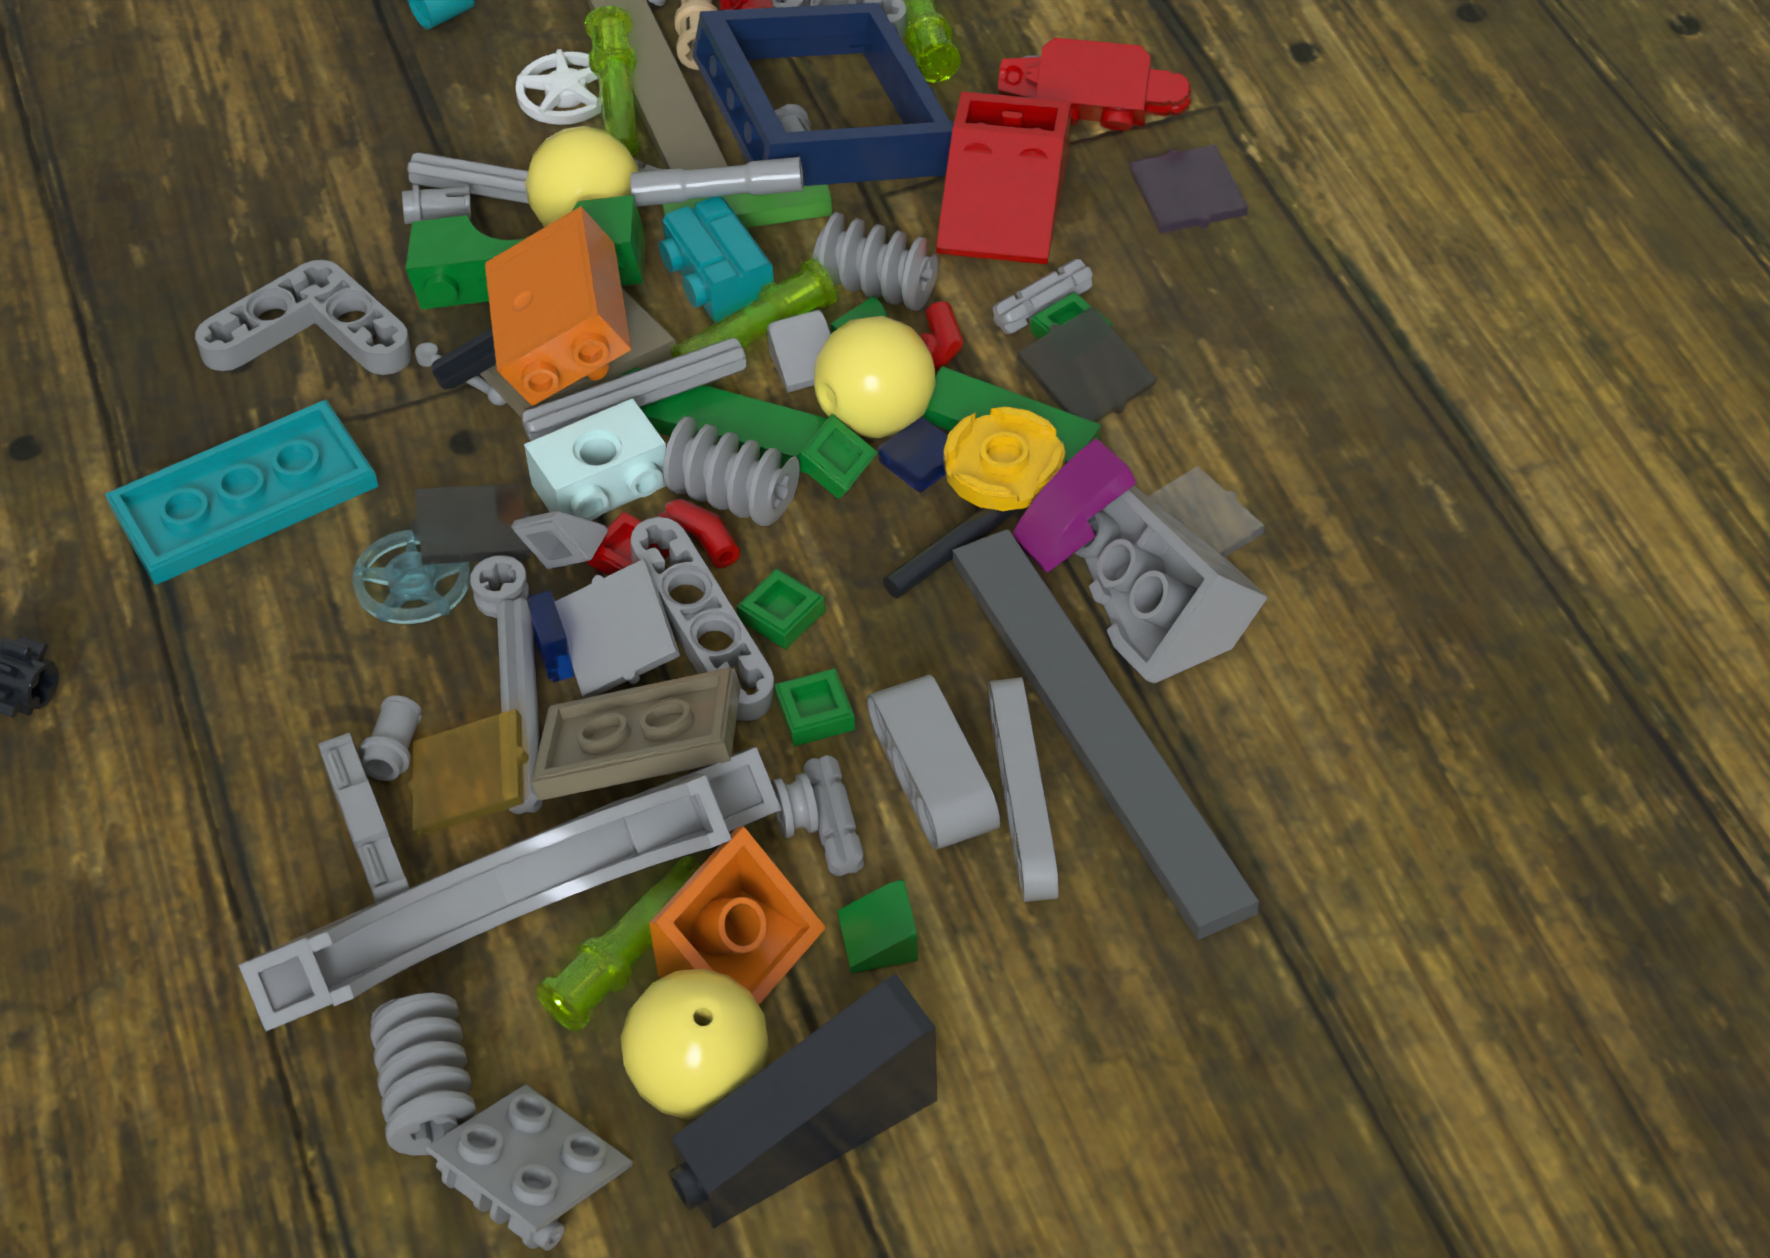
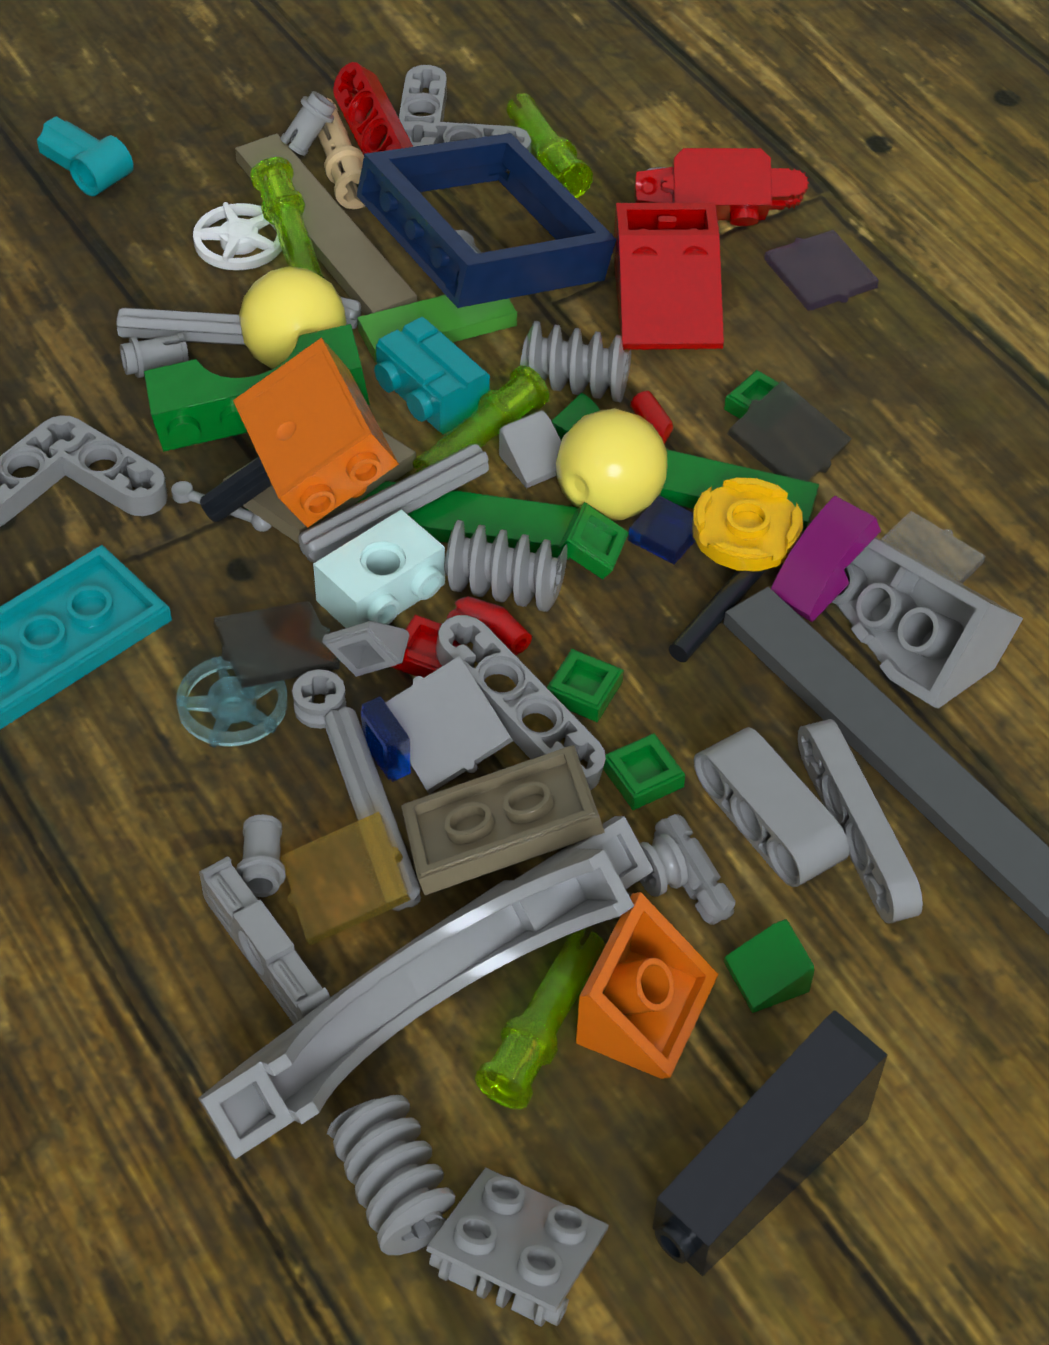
camera: 15 degrees left, 0 degrees up
(693, 1041) = (648, 1104): light yellow piece -> none
(753, 178) = (453, 298): light grey piece -> none
(1012, 312) = (727, 376): light grey axle -> none

